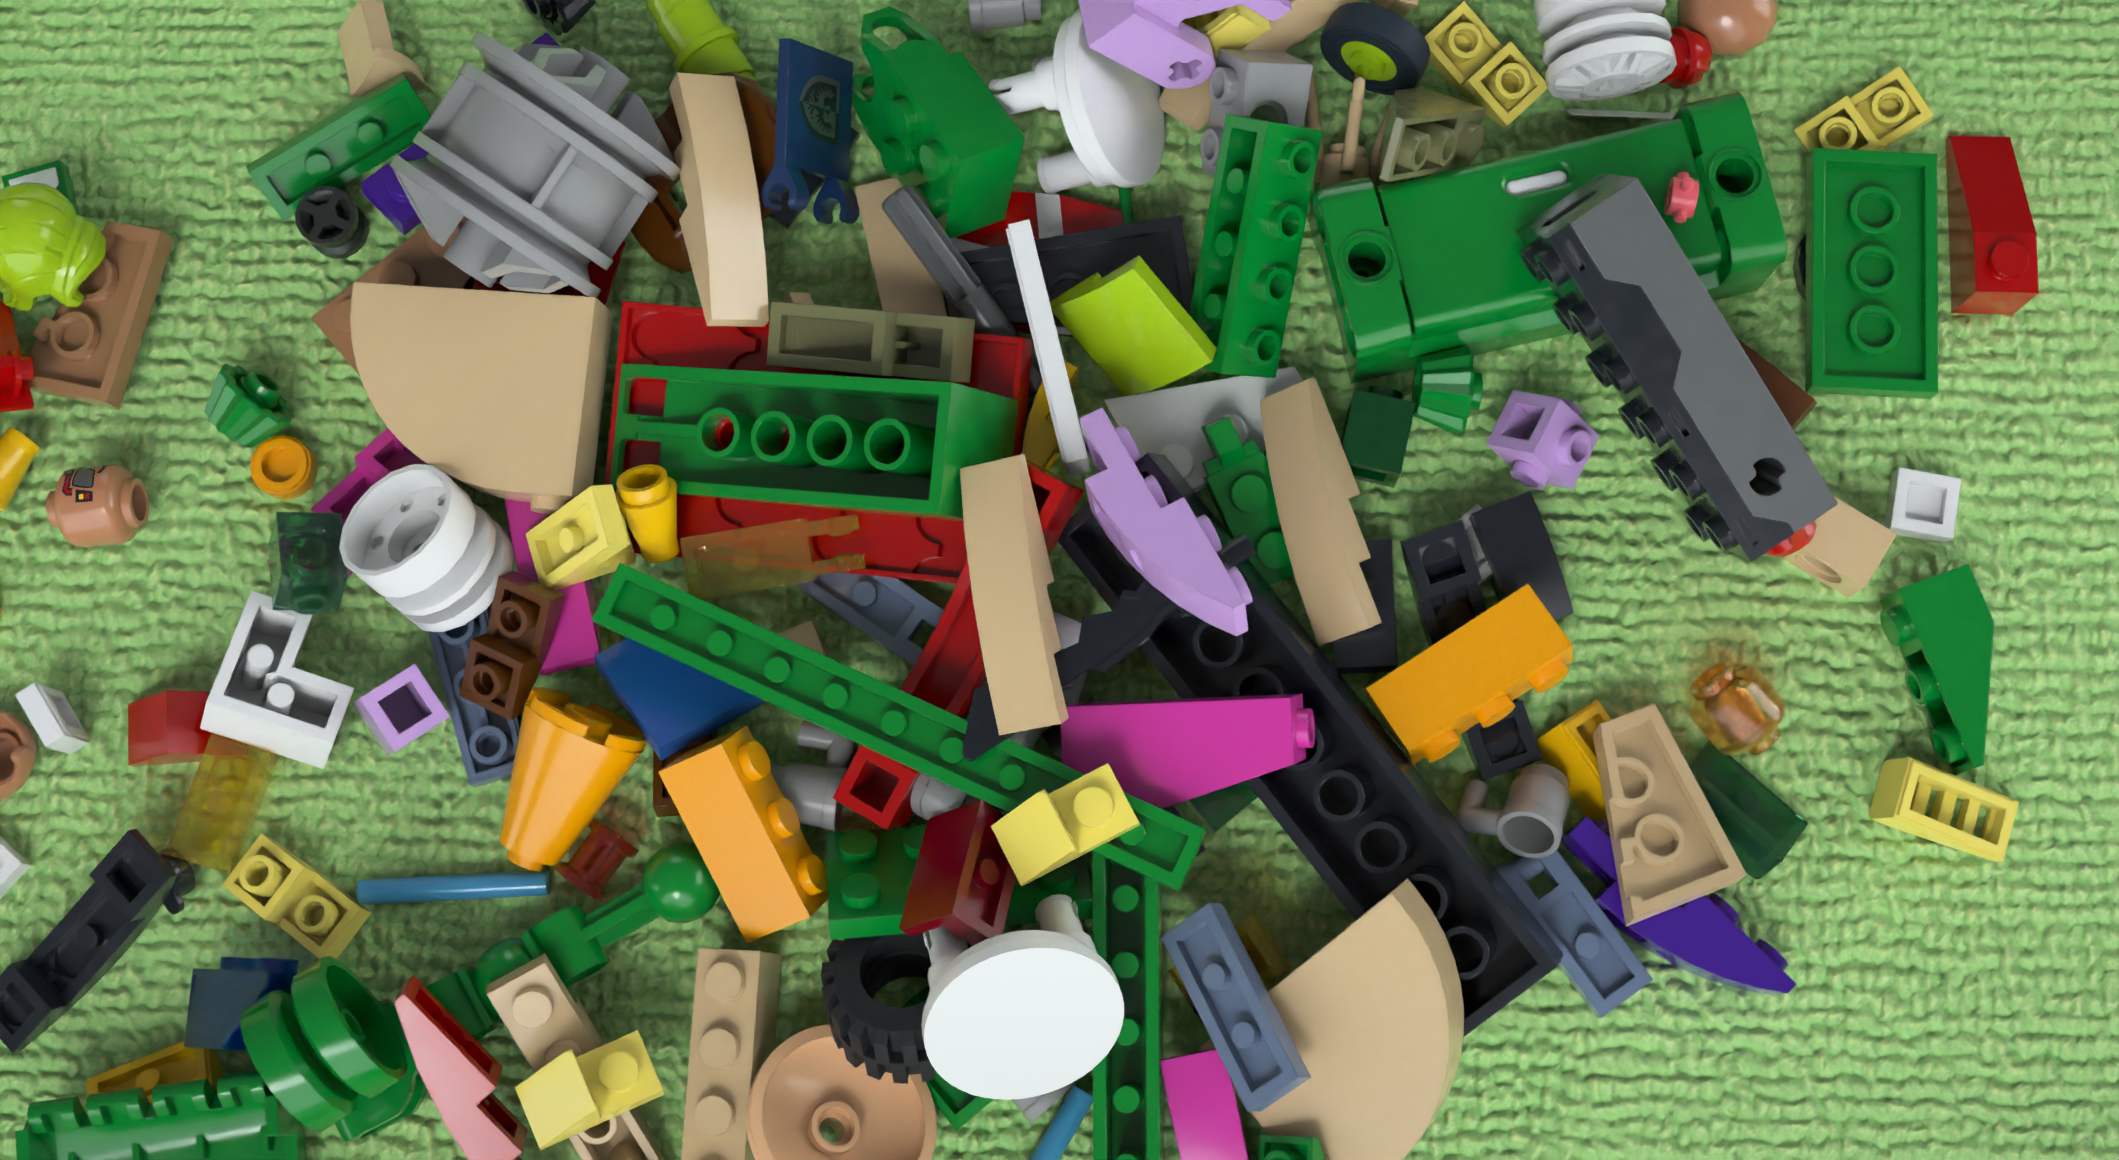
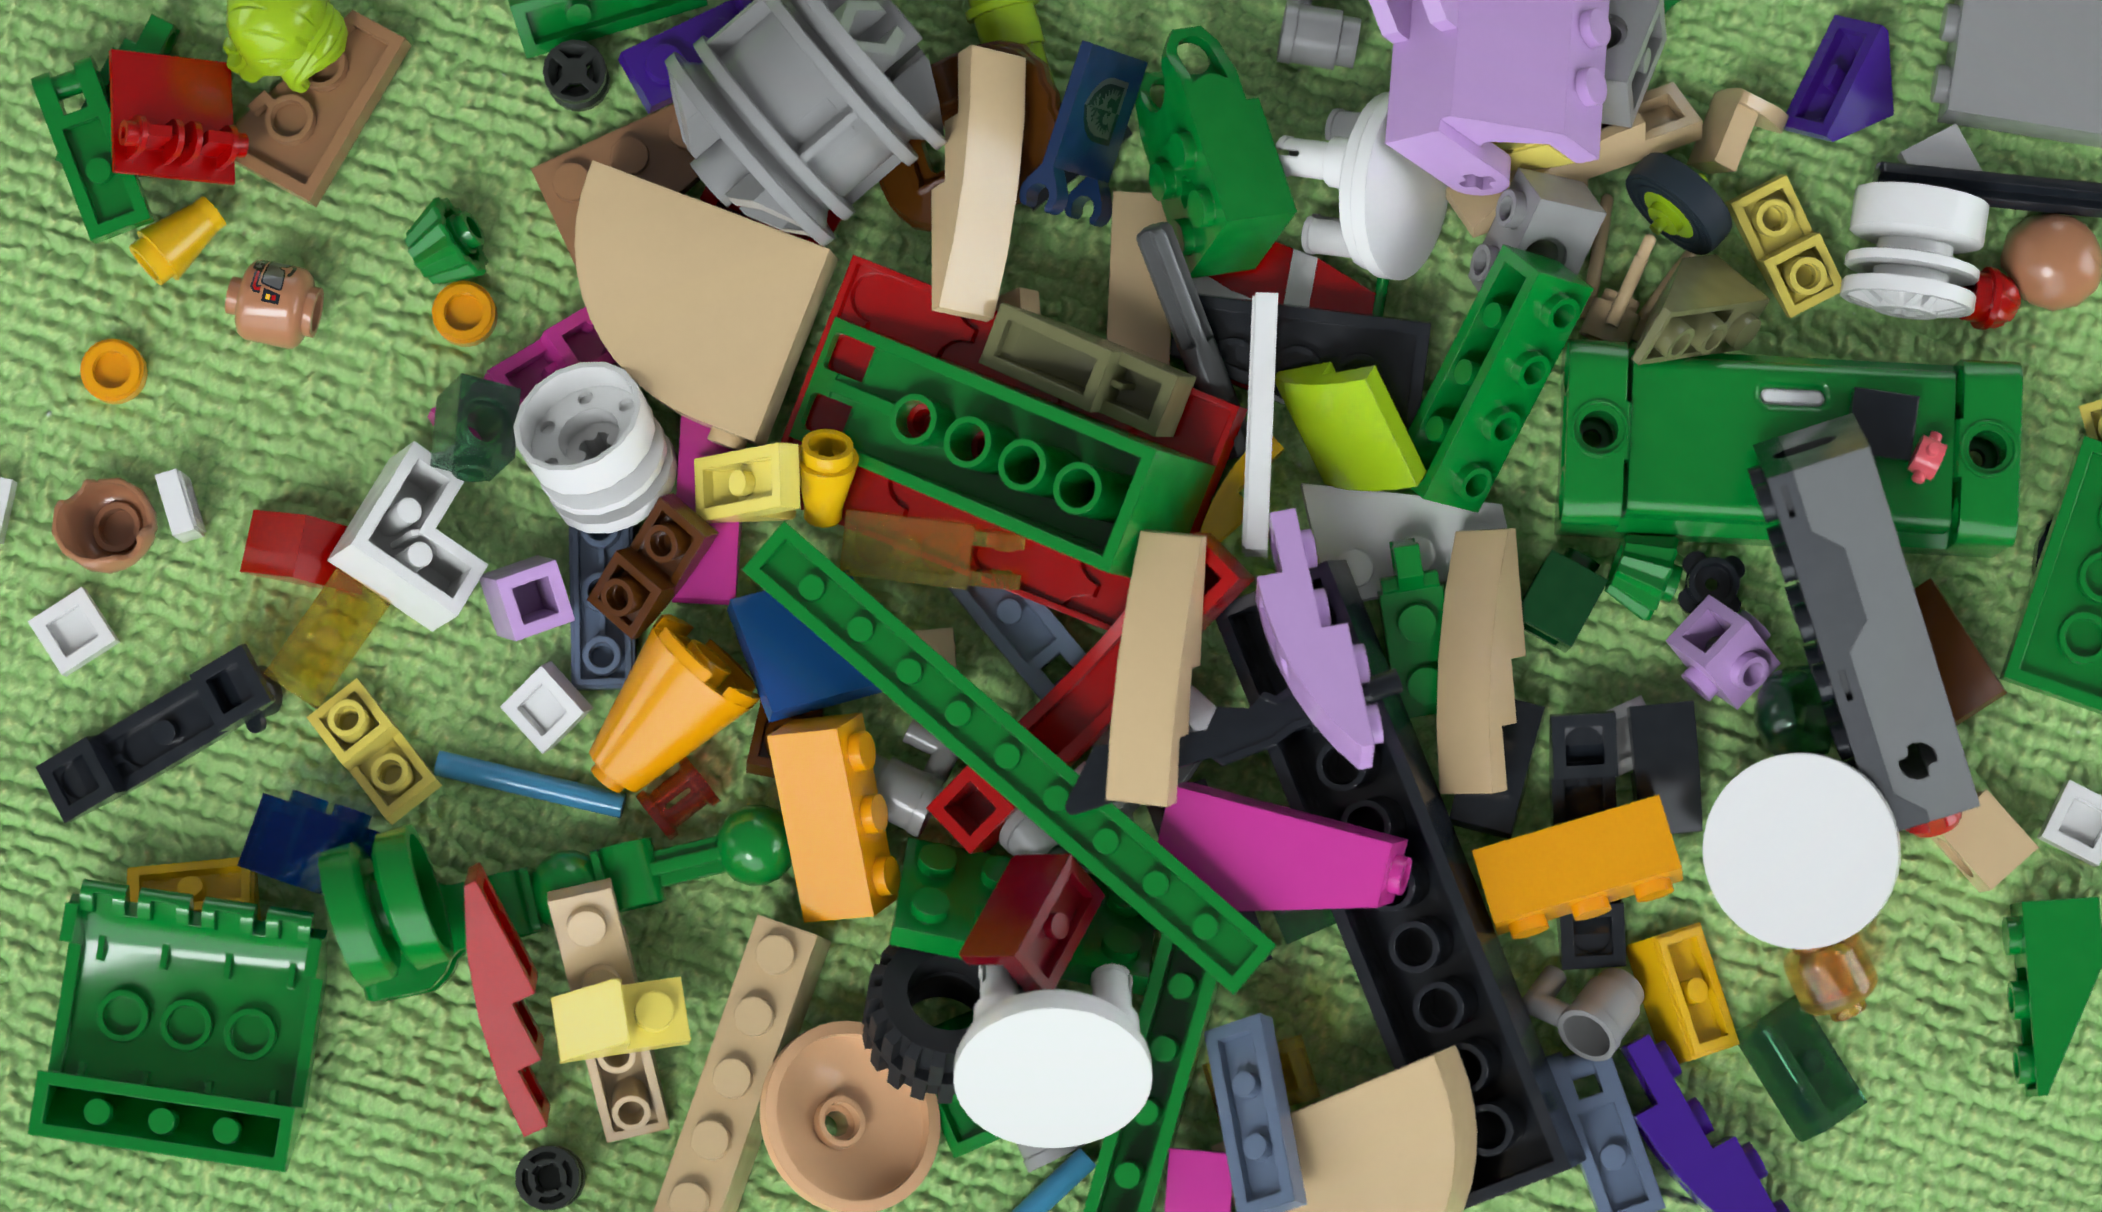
camera: 10 degrees right, 5 degrees up
(450, 809) = (546, 707): none -> white tile
(1064, 824) = (1143, 901): light yellow slope -> none
(1519, 369) = (1699, 569): none -> black plate
(1624, 479) = (1791, 713): none -> clear green hair
(1630, 114) = (1910, 338): white sticker -> none
(1634, 161) = (1886, 421): none -> black tile
(1658, 818) = (1717, 1056): tan wing -> none
(1682, 595) = (1801, 850): none -> white piece
(1903, 799) = (1959, 1097): light yellow slope -> none

